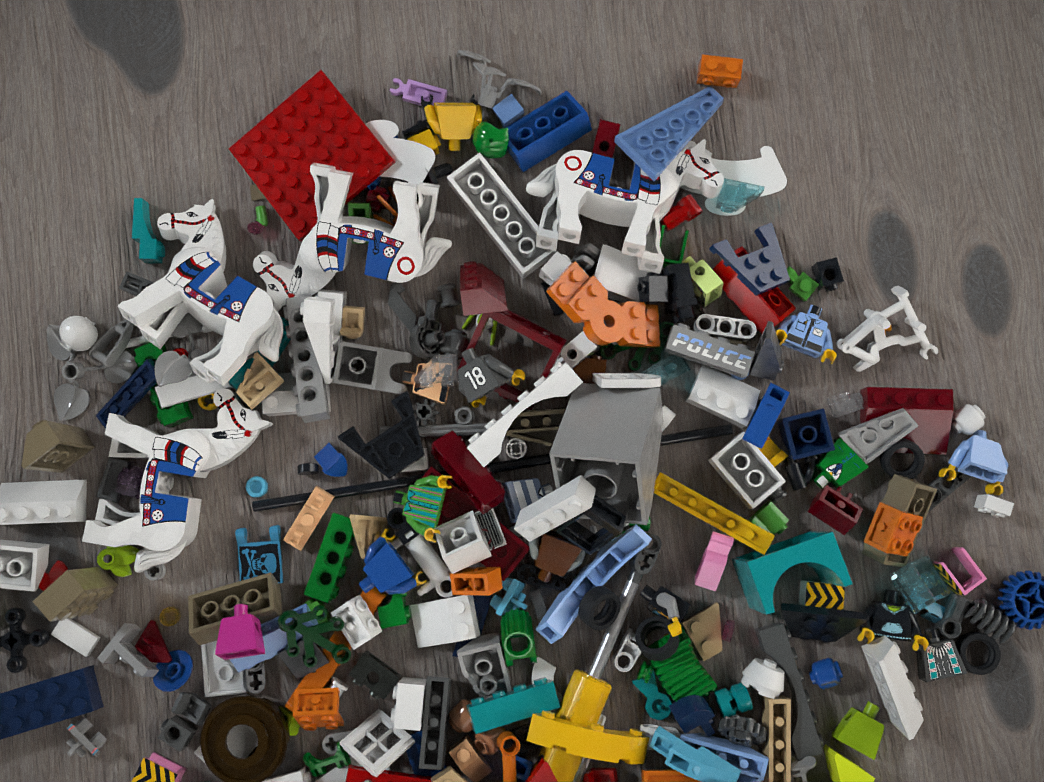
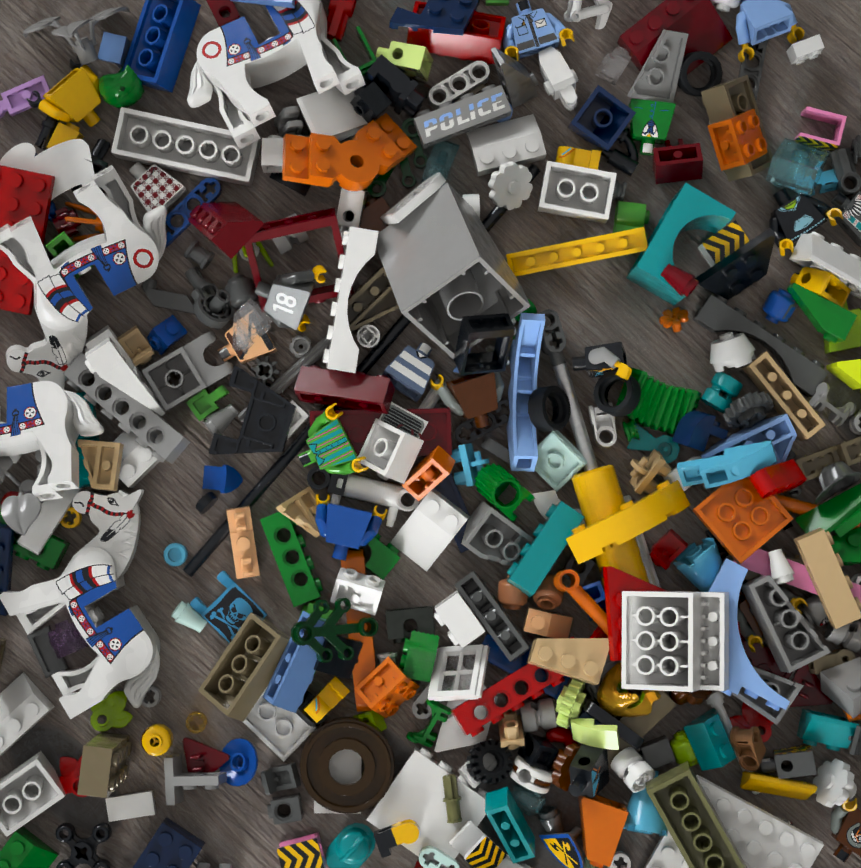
camera: 45 degrees left, 5 degrees up
(131, 605) = (149, 740): none -> yellow head
(227, 538) = (187, 616): none -> light aqua cone
(240, 635) = (271, 679): dark pink torso -> none
(269, 679) = (326, 699): none -> yellow leg
(360, 705) = (420, 656): none -> green brick
(365, 400) = (205, 402): none -> bright green plate
(366, 420) = (220, 420): none -> light grey cone
(380, 331) = (166, 334): none -> blue bracket
(457, 225) = (155, 186): none -> white torso
(463, 256) = (182, 207): none -> blue beam
(555, 508) = (444, 356): white brick -> none
(576, 649) = (558, 460): none -> light aqua tile
(631, 711) = (646, 470): none -> tan hips
(703, 426) = (510, 185): none -> white plant
(705, 631) = (653, 355): tan wing -> none
(713, 561) = (611, 291): bright pink piece -> none
(728, 630) = (671, 338): clear pink tile -> none
(742, 618) = (674, 318): none -> orange plant
(765, 415) = (555, 131): blue slope -> none
(770, 599) = (680, 280): none -> dark red cone
(799, 379) = (558, 77): none -> white hinge
(854, 709) = (823, 314): none -> green slope
(868, 686) = (818, 280): none -> yellow torso

